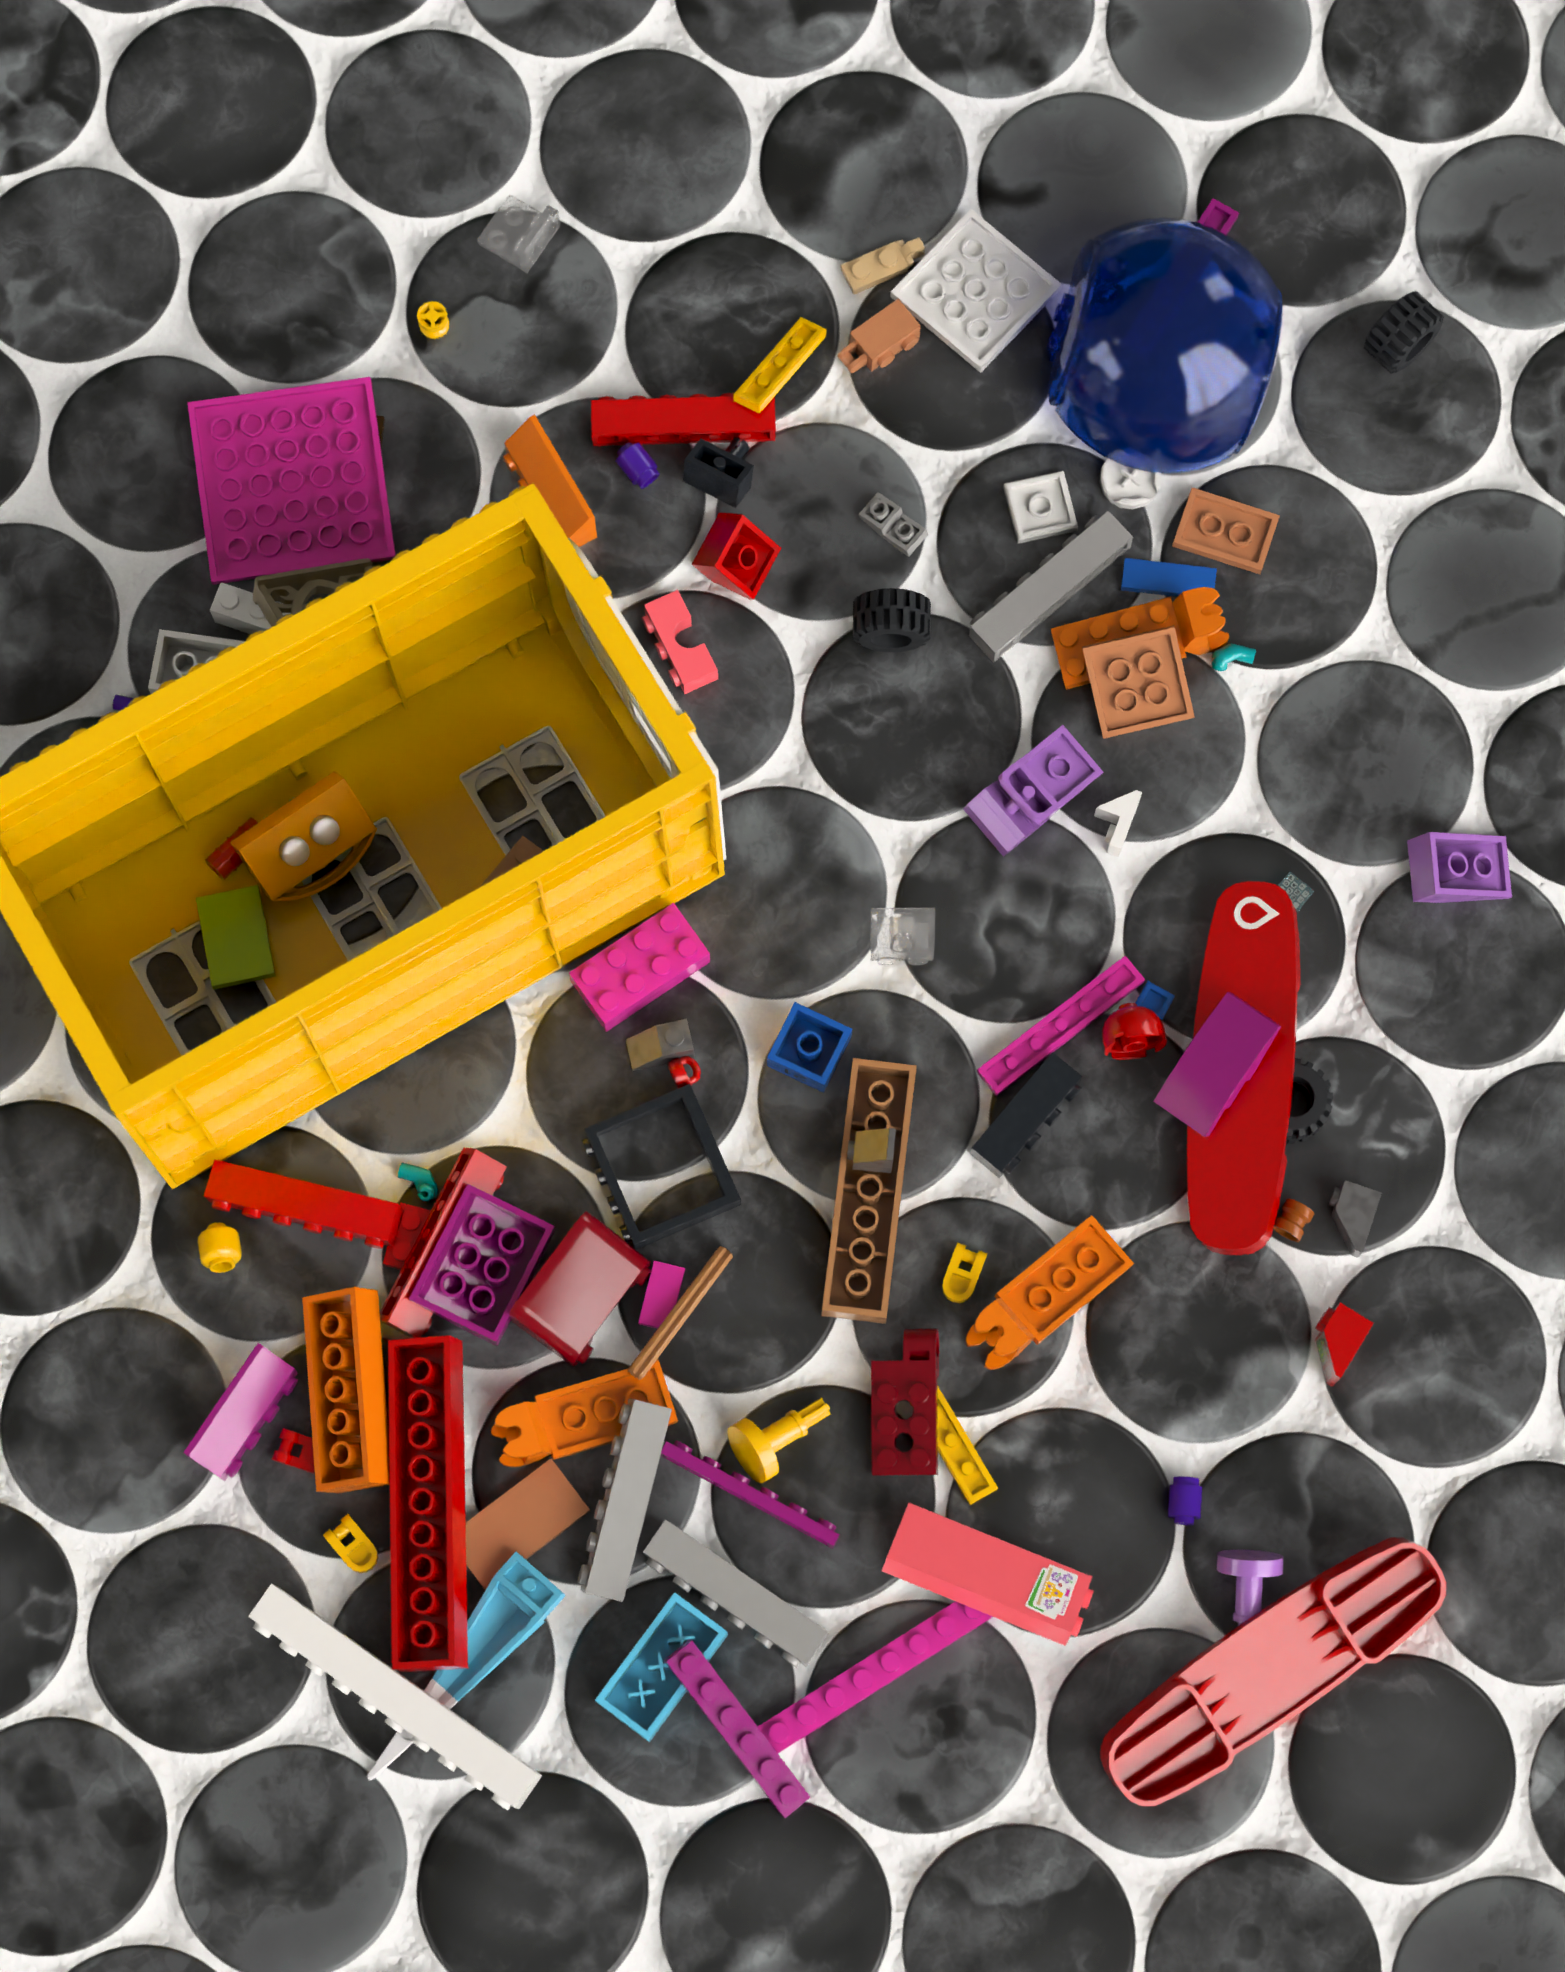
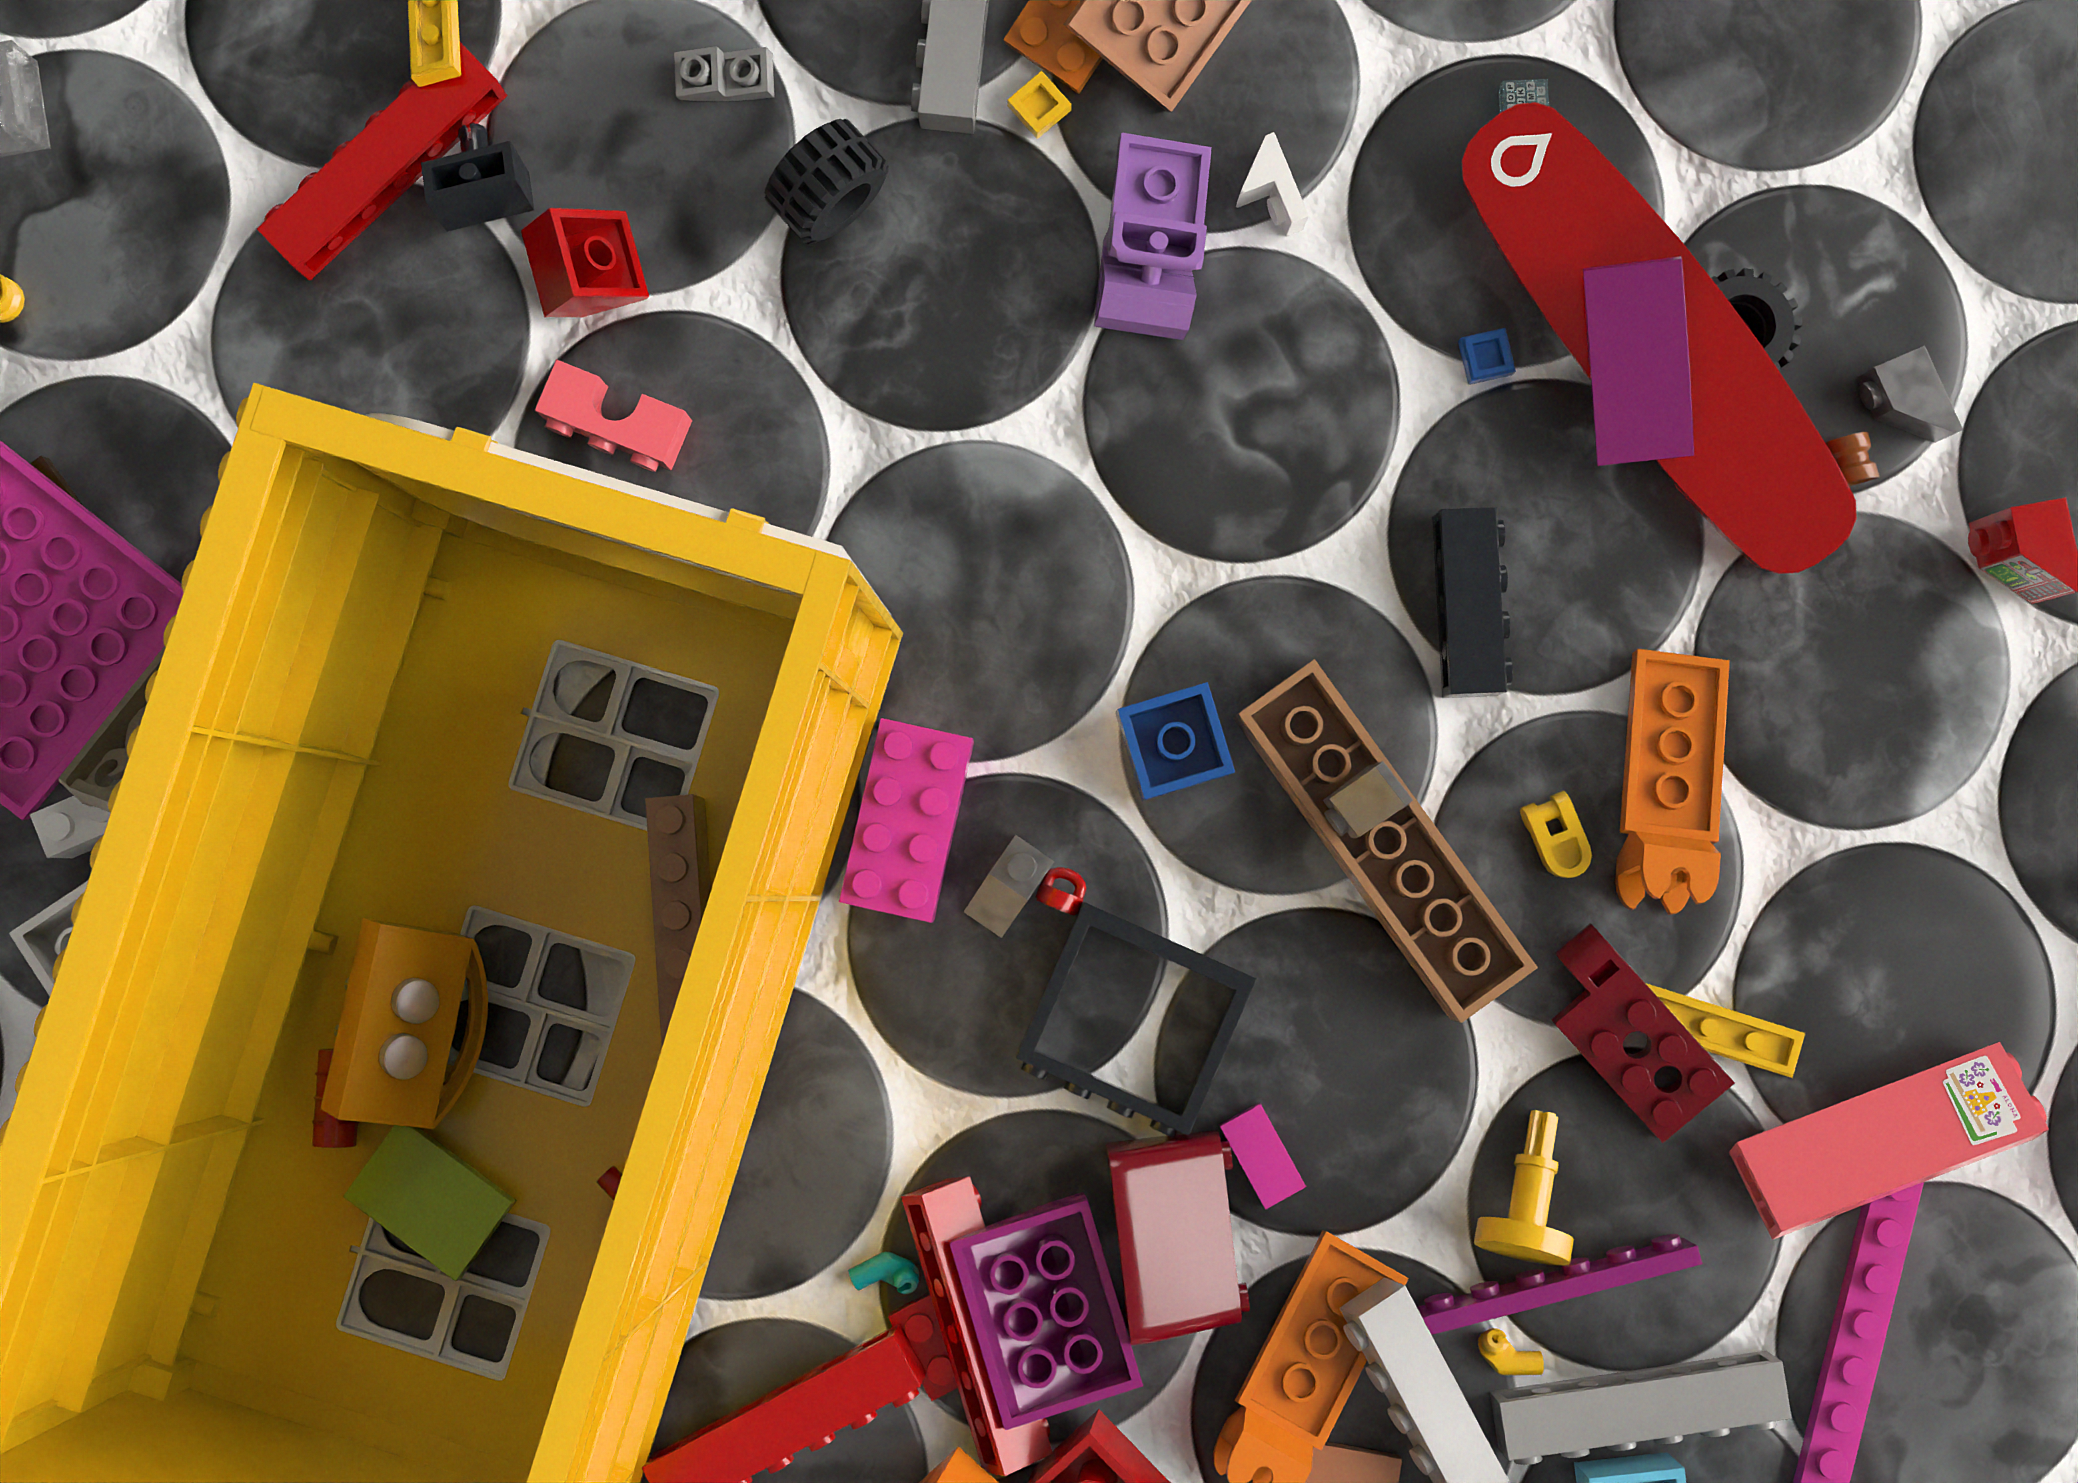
camera: 45 degrees left, 10 degrees up
(538, 462) = (298, 363): orange slope -> none
(637, 464) = (378, 257): dark purple brick -> none
(680, 1313) = (1303, 1160): medium nougat axle -> none
(689, 1509) = (1505, 1359): none -> yellow arm
(902, 935) = (1161, 526): clear slope -> none
(1038, 676) = (1039, 104): none -> yellow plate
(1060, 1025) = (1415, 471): dark pink plate -> none
(1132, 1032) = (1502, 407): red cylinder -> none
(1185, 1500) = (2011, 866): dark purple brick -> none

